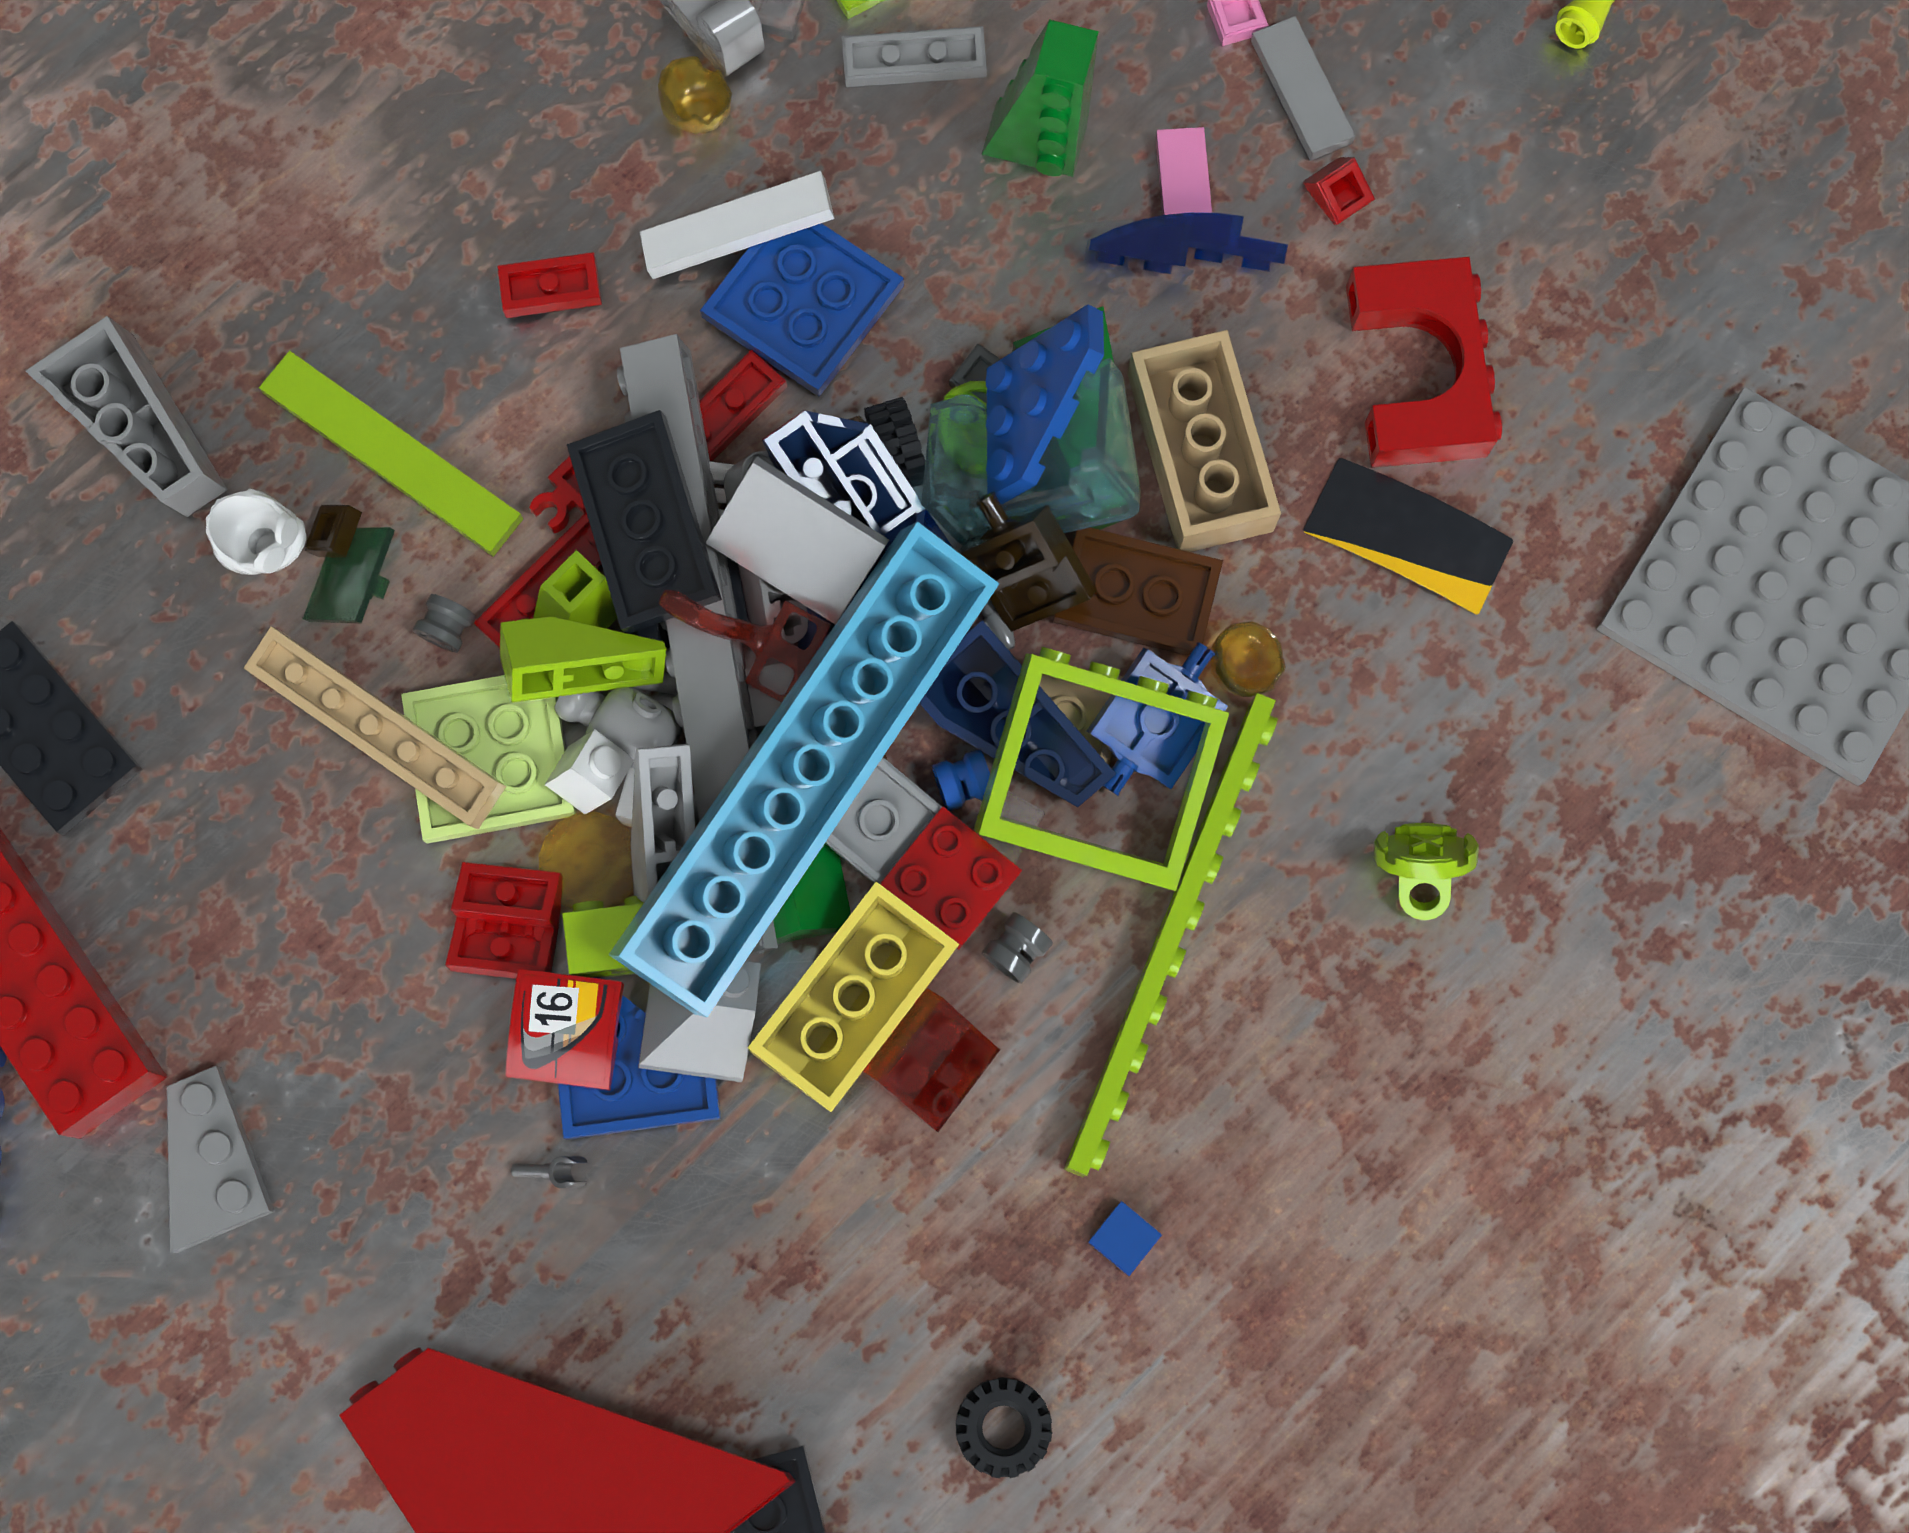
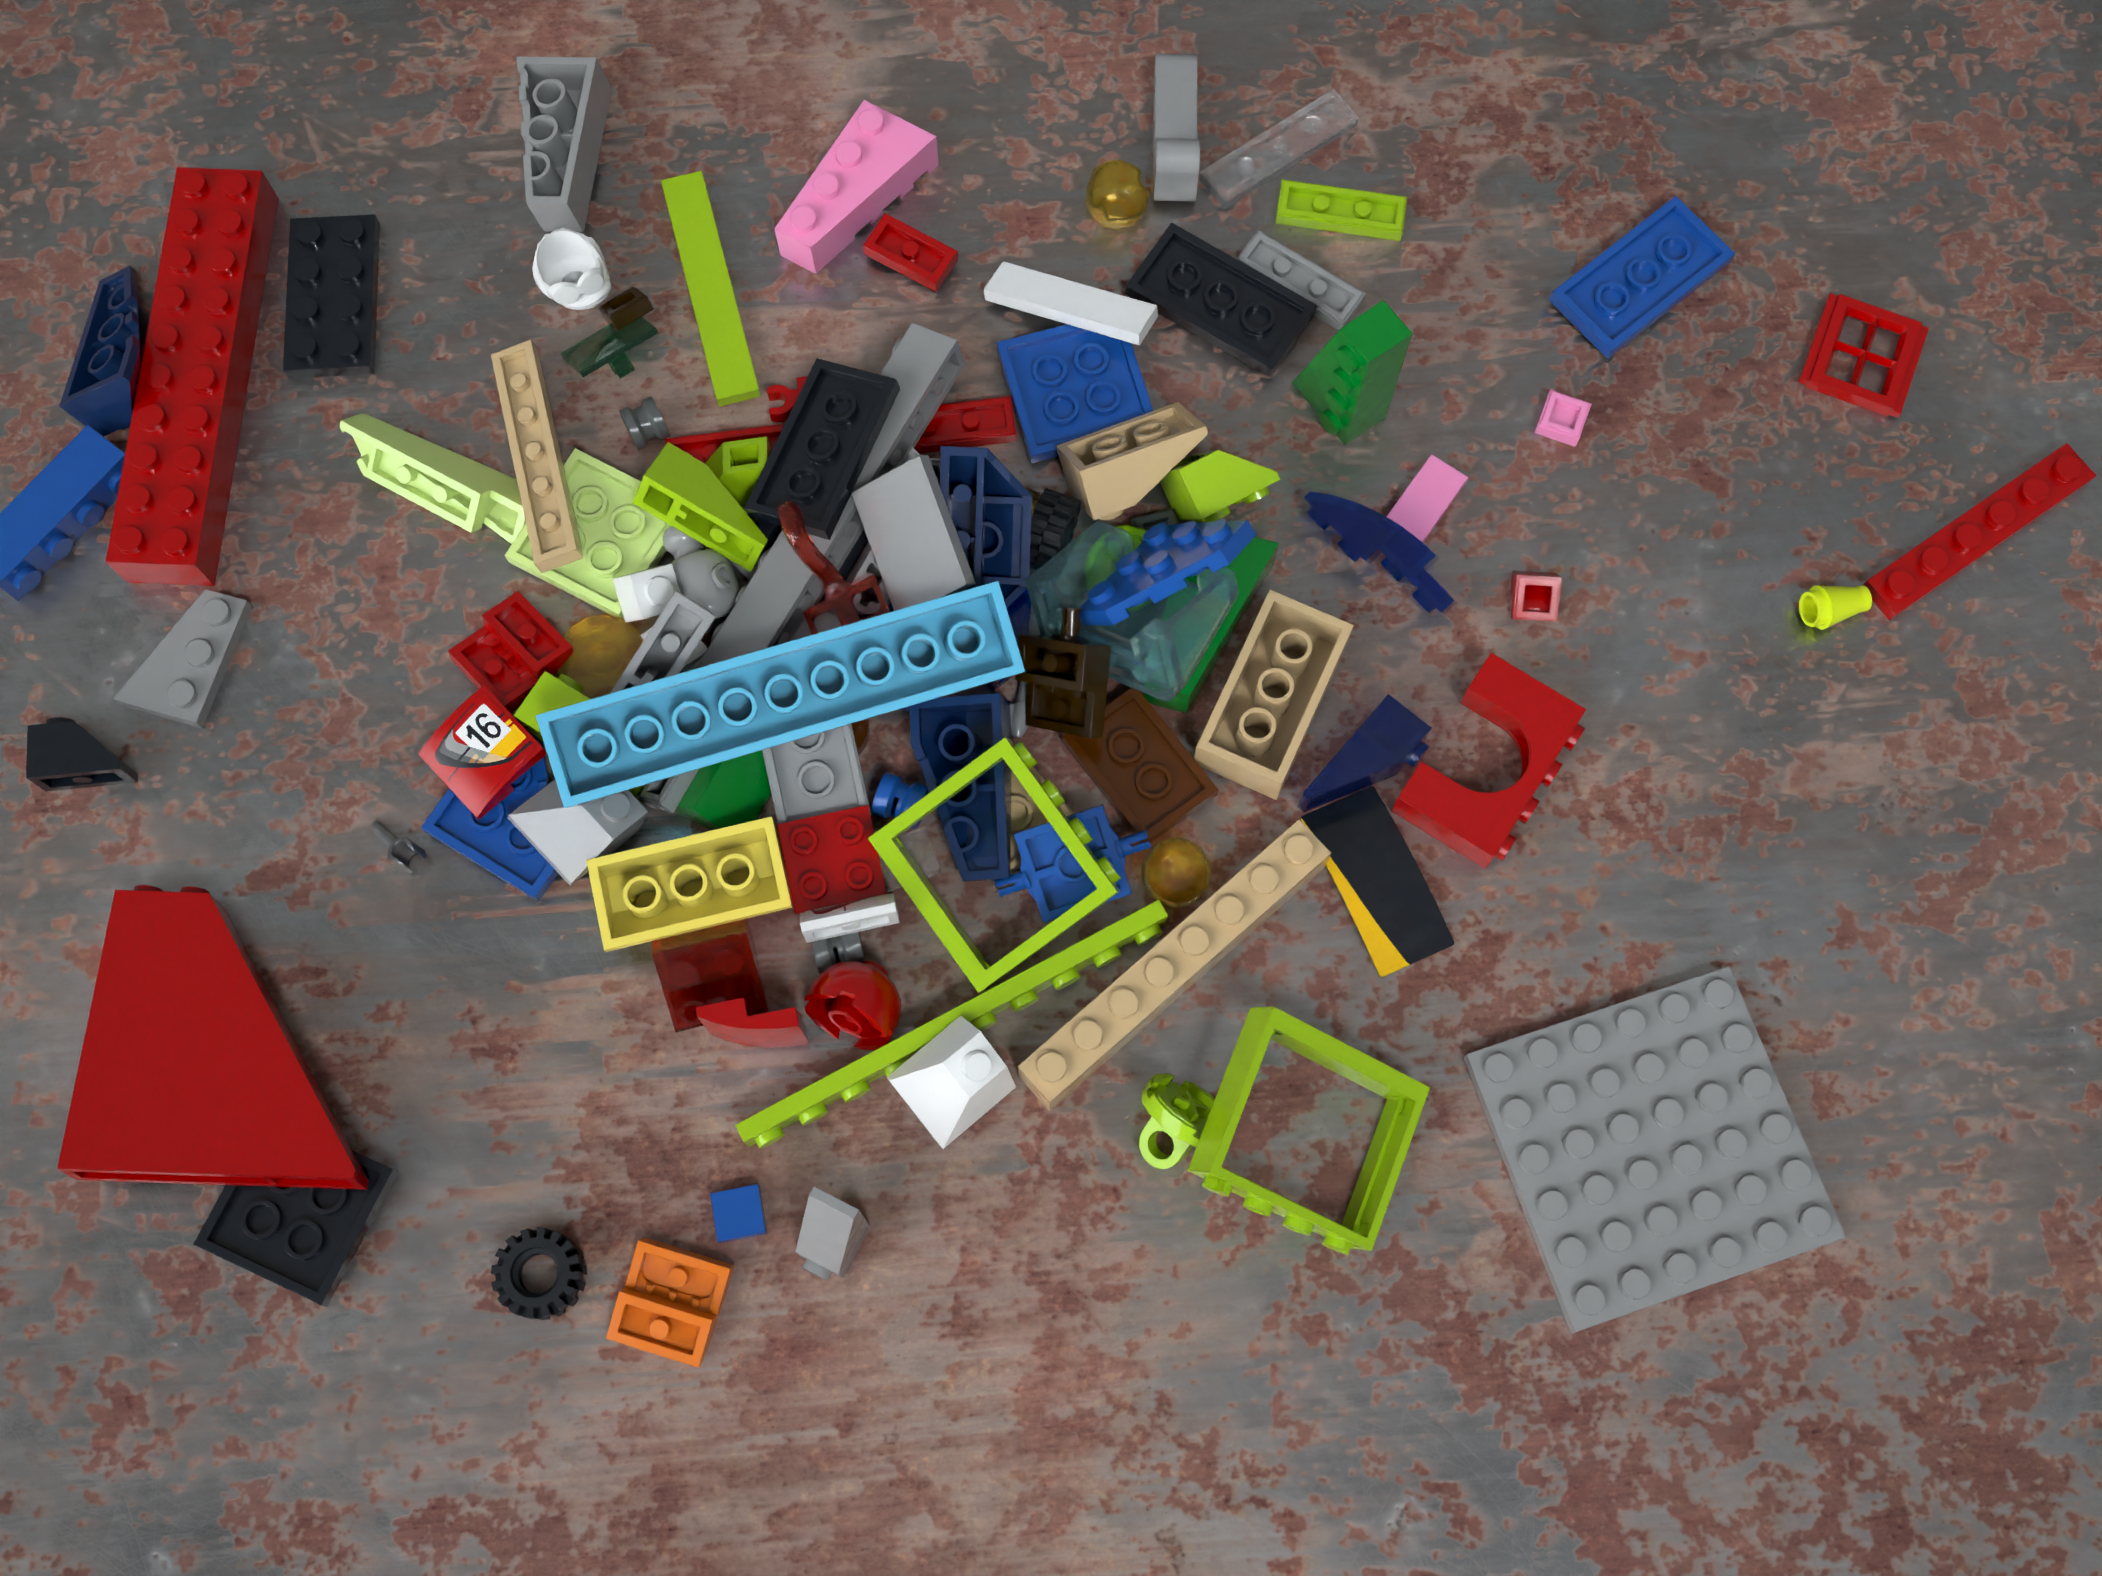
camera: 40 degrees right, 5 degrees down
(181, 1333) = (69, 757): none -> black slope
(296, 817) = (437, 477): none -> yellowish green wedge
(446, 250) = (857, 179): none -> bright pink wedge
(862, 124) = (1221, 299): none -> black plate
(912, 327) = (1127, 460): none -> tan slope
(1000, 1078) = (738, 1024): none -> red slope
(1003, 298) = (1211, 481): none -> lime slope
(1012, 913) = (849, 917): none -> white slope
(1075, 980) = (855, 1000): none -> red cylinder
(1131, 1358) = (670, 1302): none -> orange slope
(1213, 980) = (953, 1081): none -> white slope
(1228, 1192) = (830, 1235): none -> light grey slope
(1302, 88) = (1568, 504): light grey tile -> none
(1311, 739) = (1173, 965): none -> tan brick
(1323, 418) = (1373, 754): none -> clear blue slope
(1606, 761) = (1385, 1155): none -> lime window

